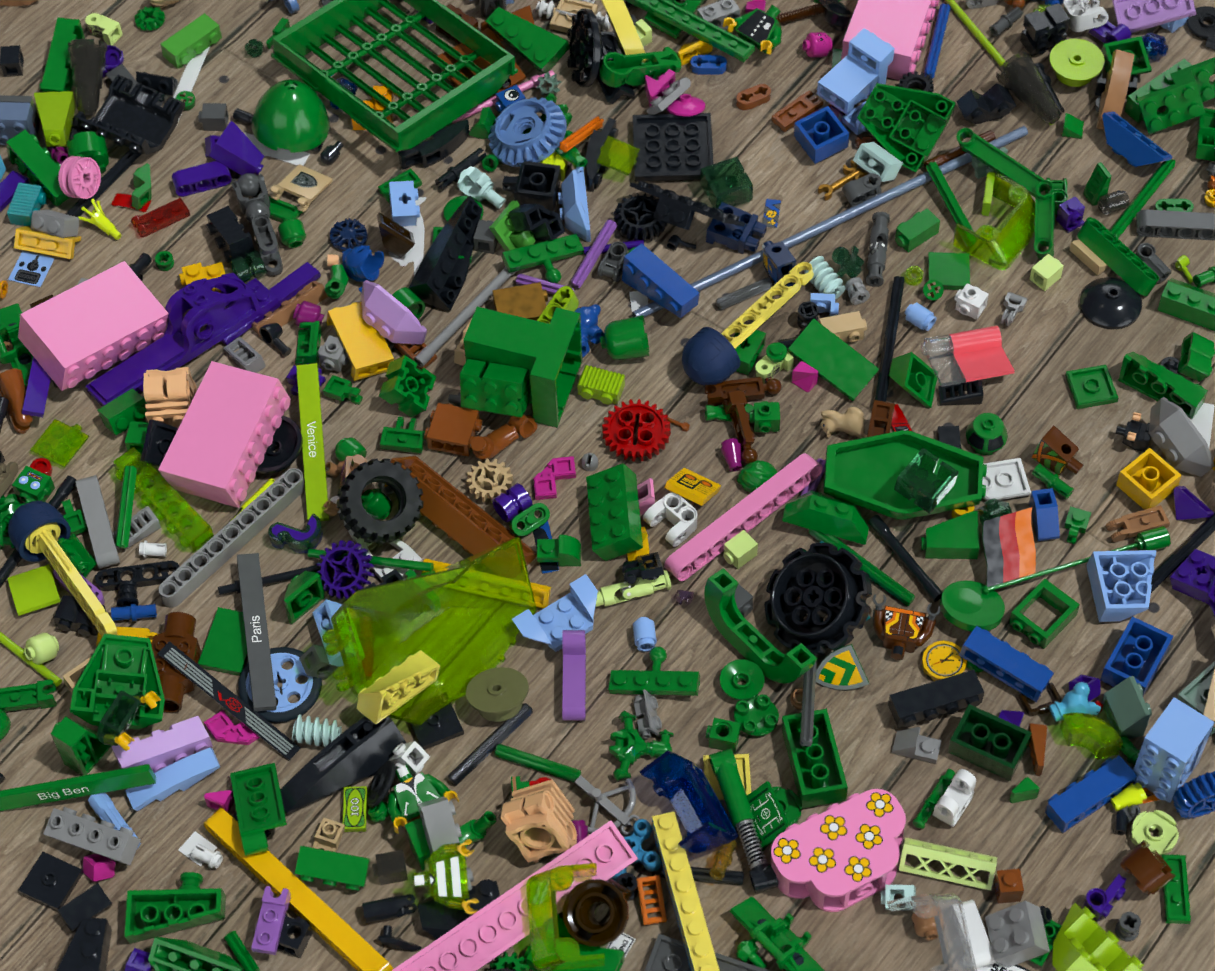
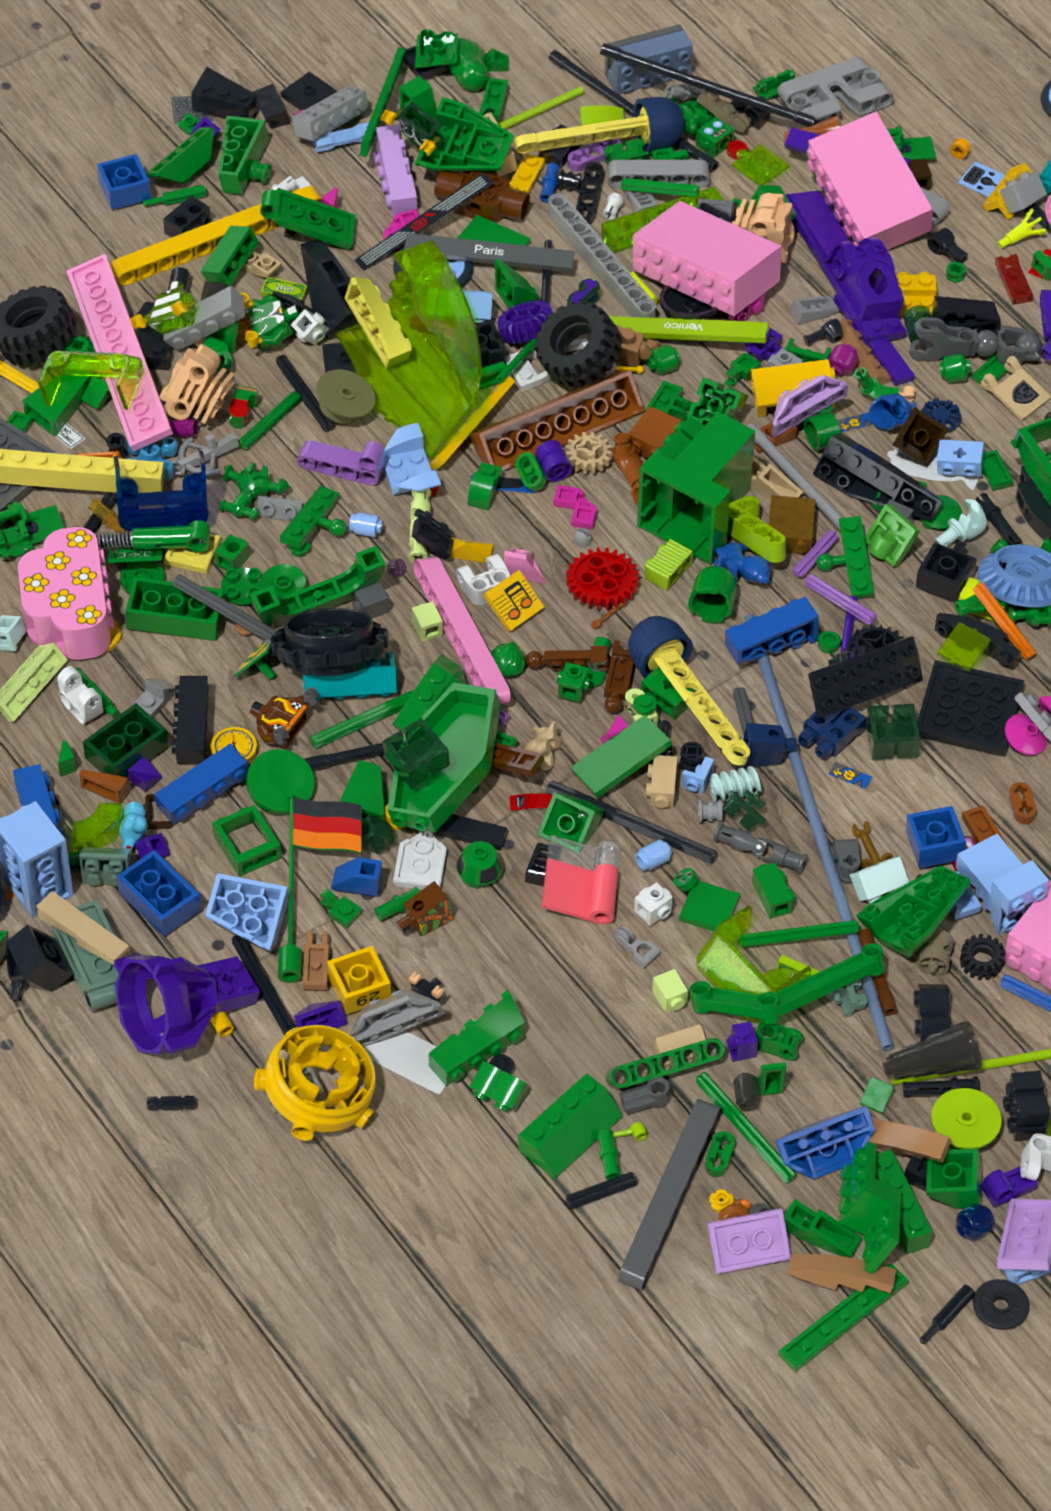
camera: 105 degrees right, 5 degrees down
(41, 648) = (535, 115): yellowish green head -> none
(174, 777) = (366, 178): light blue slope -> none
(270, 921) = (196, 203): medium lavender plate -> none
(315, 731) = (373, 268): light aqua piece -> none
(395, 943) = (145, 289): black bar -> none
(542, 222) = (894, 548): black brick -> none
(575, 204) = (911, 599): light blue wedge -> none
(580, 909) = (91, 404): dark brown piece -> none
(612, 263) = (829, 614): dark grey piece -> none
(614, 512) = (505, 527): green brick -> none
(732, 453) = (542, 644): magenta cone -> none
(914, 270) = (712, 867): clear neon green bush -> none
(1091, 386) = (505, 976): green tile -> none
(1108, 310) = (600, 1053): black dish -> none

